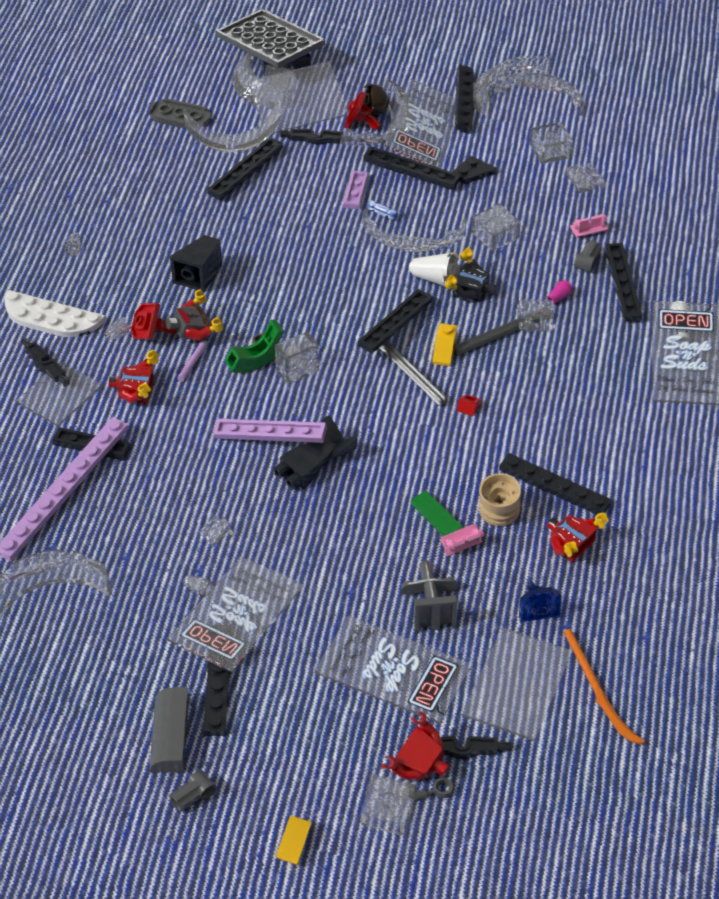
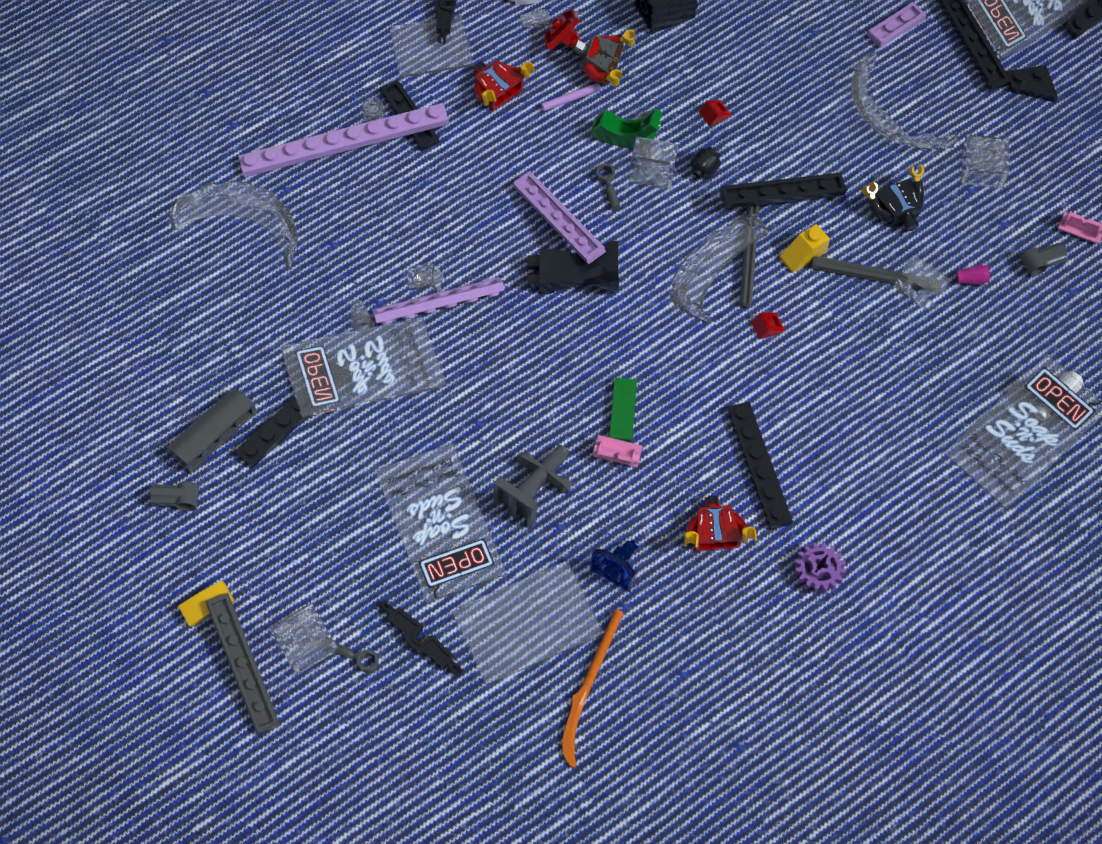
camera: 40 degrees right, 15 degrees up
(64, 455) = (372, 109): none -> clear wheel
(245, 533) = (445, 298): none -> lavender plate
(267, 394) = (607, 180): none -> dark grey piece
(297, 309) = (714, 112): none -> red slope
(327, 338) = (705, 162): none -> black head
(362, 855) = (242, 663): none -> dark grey tile
(382, 210) = (898, 64): axle -> none
(390, 394) = (706, 261): none -> clear windscreen
(420, 753) = (373, 616): red torso -> none
(435, 267) = (879, 164): white cone -> none
(499, 499) = (680, 430): tan wheel -> none
(623, 282) = (1049, 310): black plate -> none
(657, 512) = (814, 559): none -> medium lavender gear

